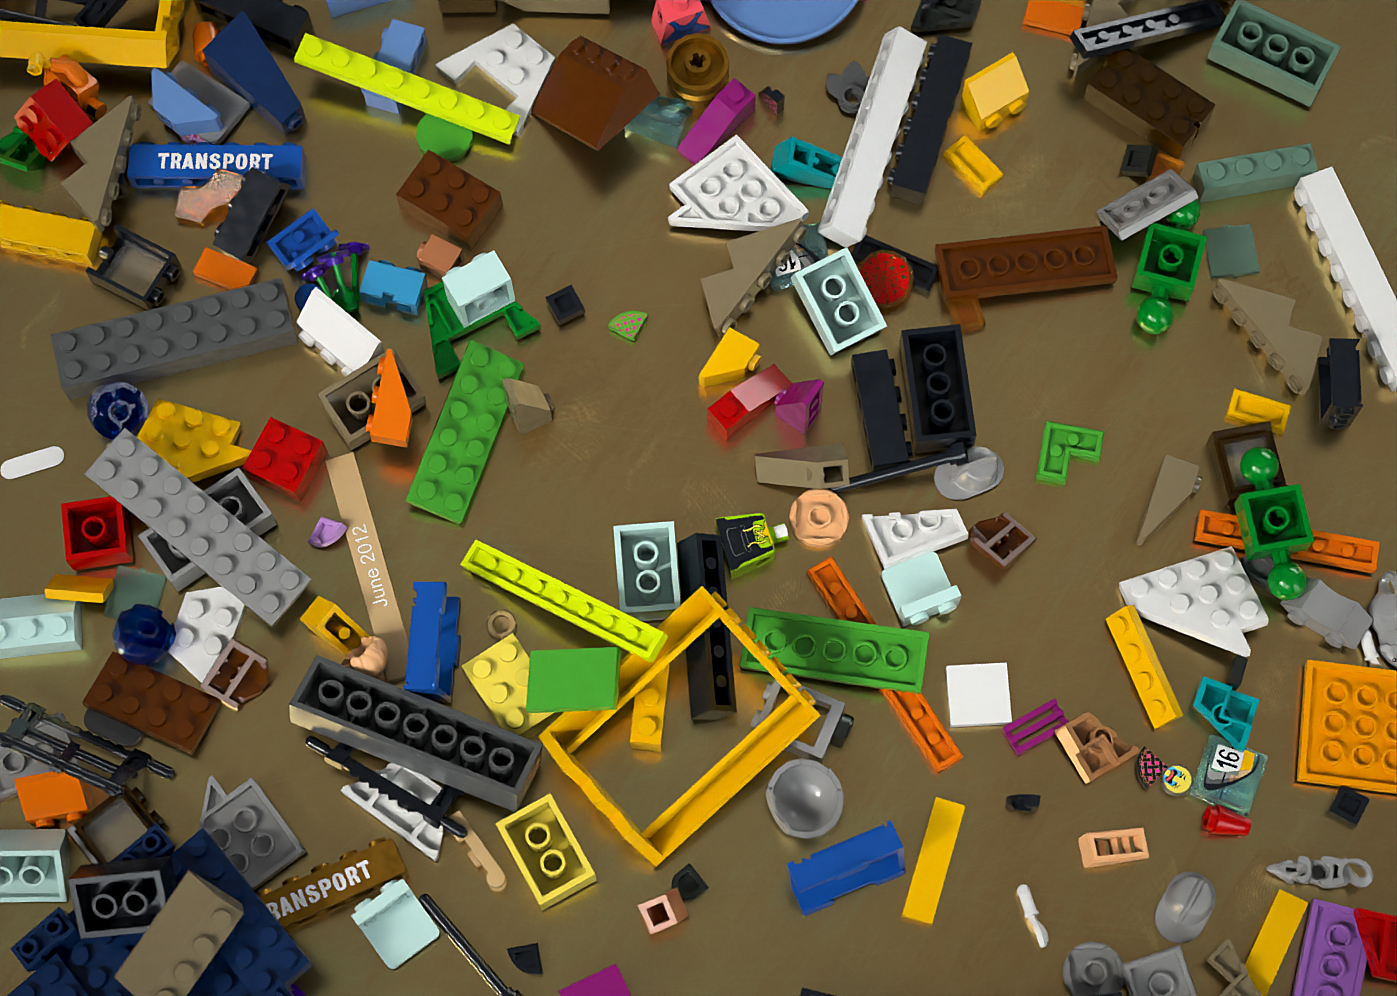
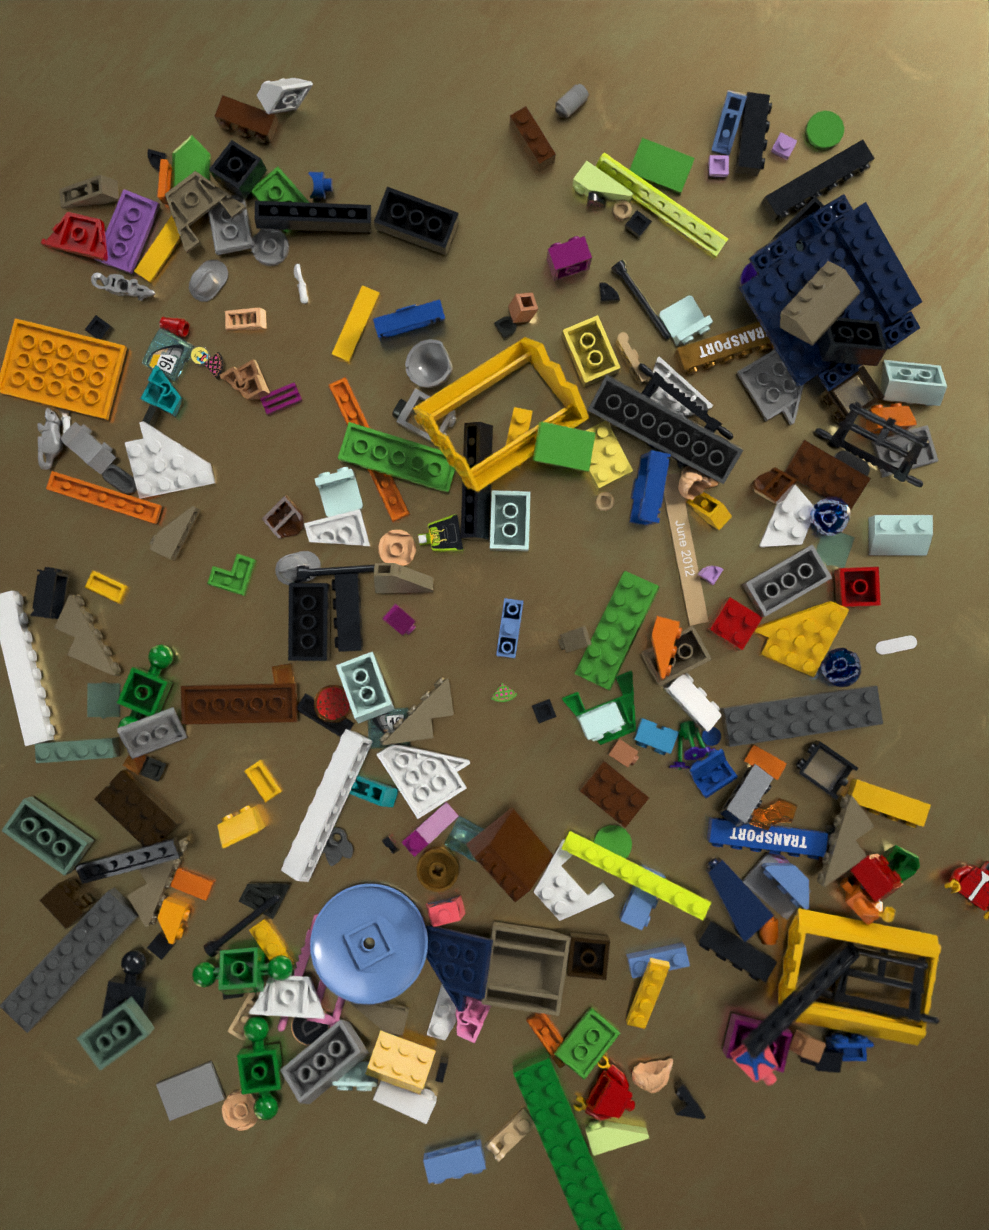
camera: 175 degrees left, 15 degrees up
(79, 588) = (869, 553): yellow tile -> none
(198, 527) = (794, 577): light grey plate -> none
(564, 601) = (564, 500): neon yellow plate -> none
(630, 410) = (509, 628): none -> medium blue slope
(731, 359) = (439, 659): yellow slope -> none
(746, 401) = (431, 631): red slope -> none
(930, 120) = (285, 816): black brick -> none
(978, 695) = (313, 422): white tile -> none
(1023, 802) = (293, 351): black tile -> none
(1144, 666) = (207, 426): yellow plate -> none
(1226, 452) = (119, 549): dark brown window -> none
(1283, 506) = (103, 492): green brick -> none

